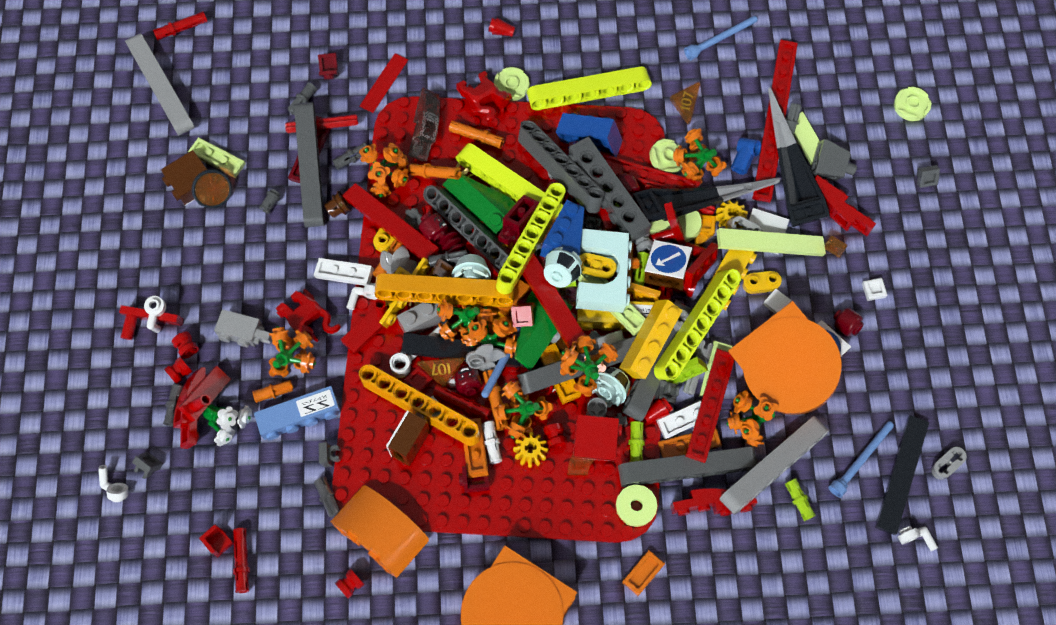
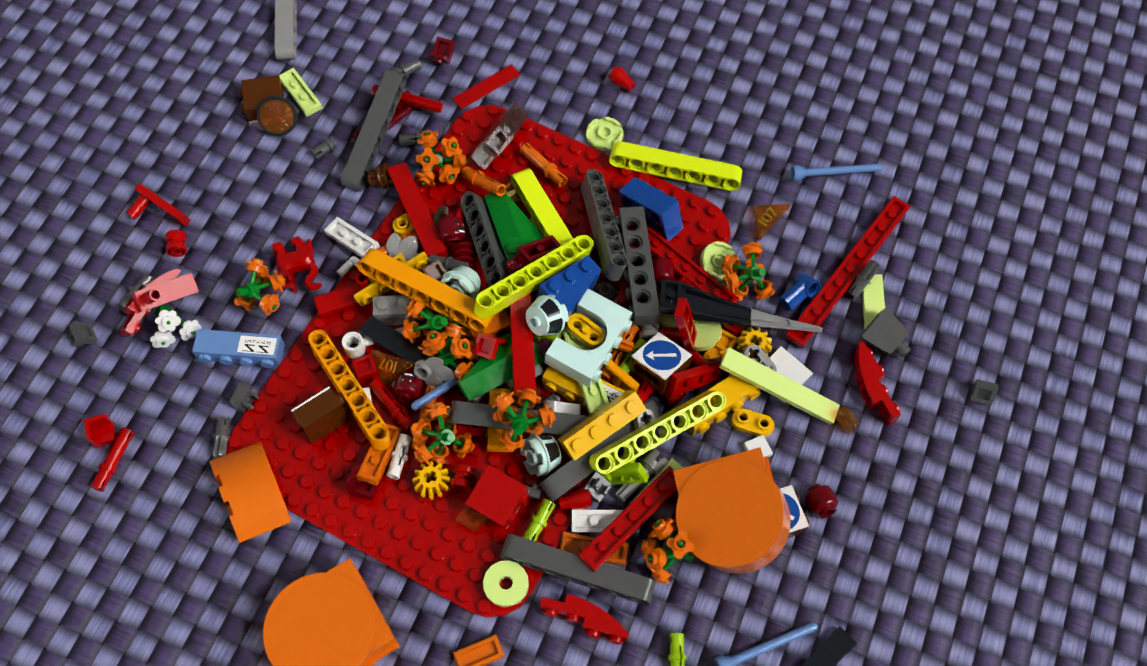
camera: 25 degrees right, 5 degrees down
(115, 492) = (41, 346): white plate -> none
(155, 312) = (163, 201): white plate -> none
(178, 370) = (157, 262): red wheel -> none
(241, 329) = (230, 249): light grey hinge -> none
(272, 391) = (228, 318): orange axle -> none
(347, 585) = (193, 528): red wheel -> none
(483, 94) = (570, 131): red animal -> none
(597, 406) = (514, 467): light grey wheel -> none
(774, 465) = (665, 608): light grey beam -> none
(801, 192) = (838, 351): black plate -> none
(874, 289) = (868, 481): white tile -> none
(912, 104) = (1004, 314): yellowish green tile -> none

